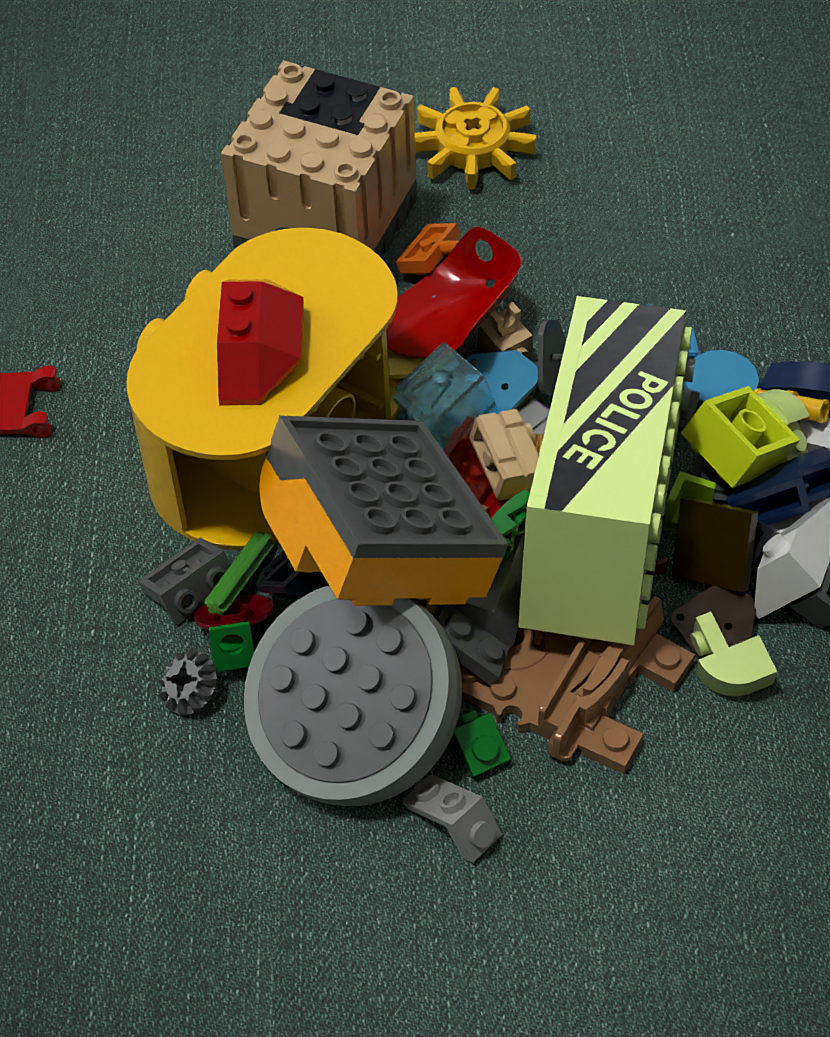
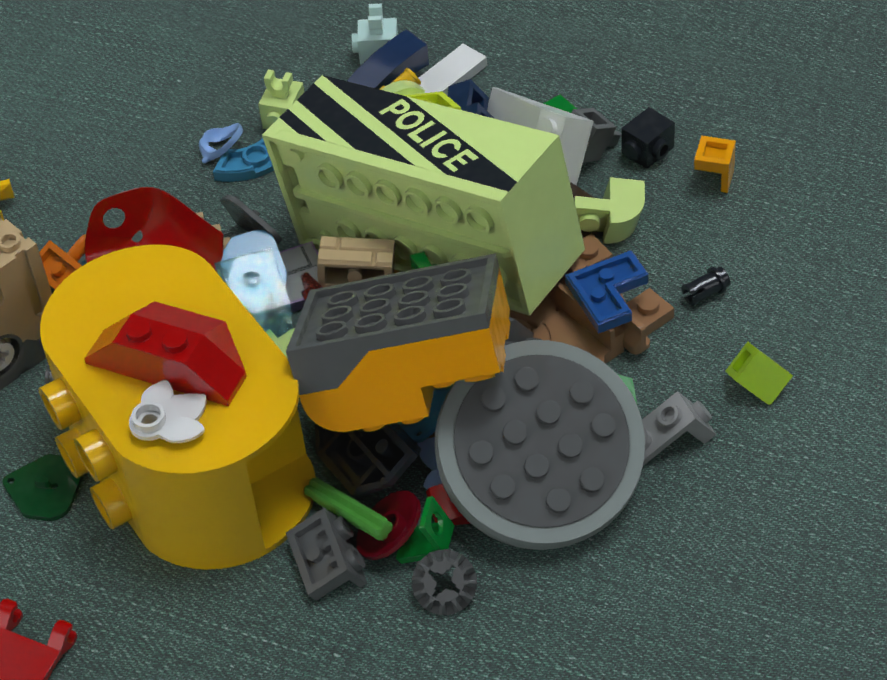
camera: 65 degrees left, 5 degrees down
(183, 363) = (167, 415): none -> white plate
(567, 876) = (758, 373): none -> lime panel
(590, 674) = (600, 286): none -> blue tile
(667, 289) = (216, 135): none -> light blue piece
(674, 787) = (714, 281): none -> black pin
(731, 321) = (278, 96): none -> yellowish green brick

